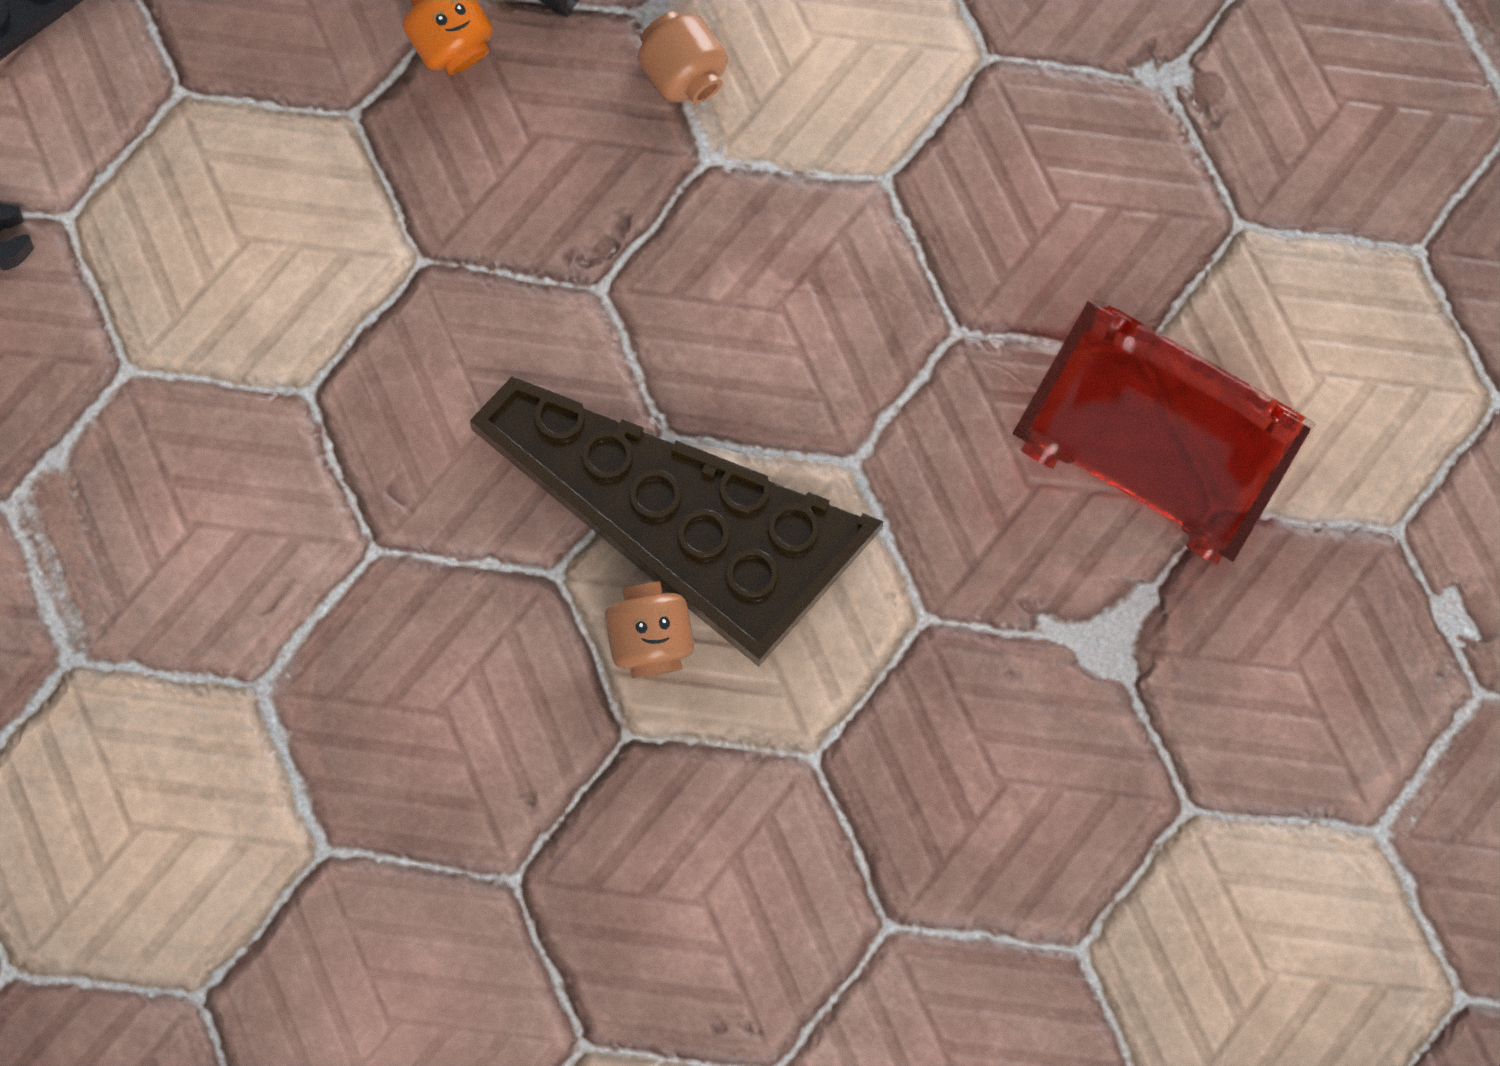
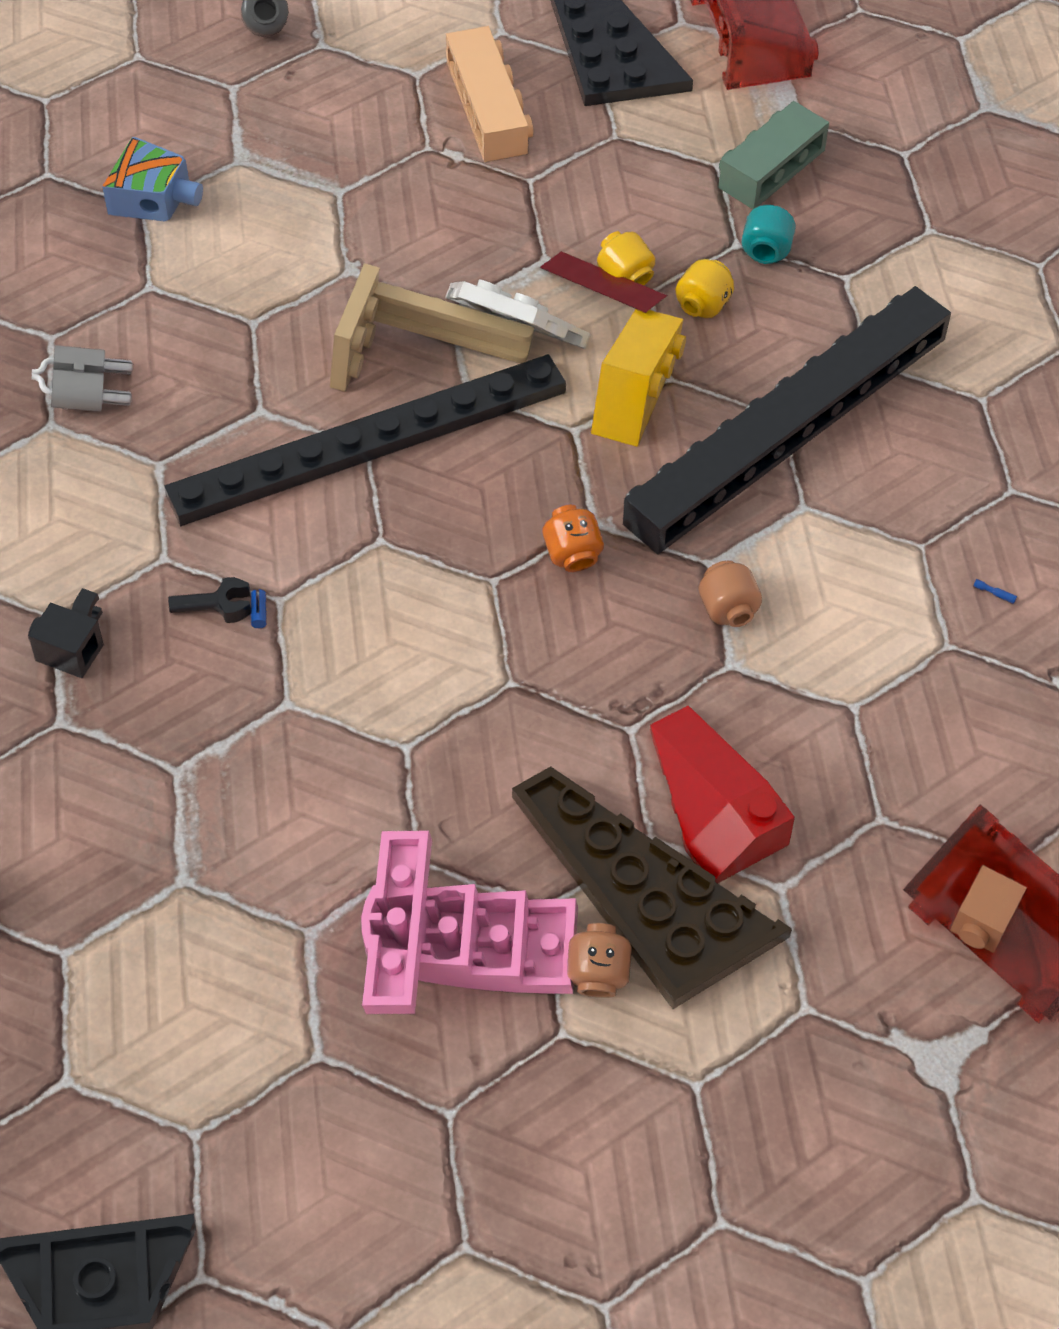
camera: 20 degrees right, 15 degrees down
(49, 256) = (258, 620): none -> blue piece
(454, 643) = (456, 933): none -> bright pink slope
(744, 362) = (721, 802): none -> red wedge
(1124, 431) = (987, 909): none -> nougat brick

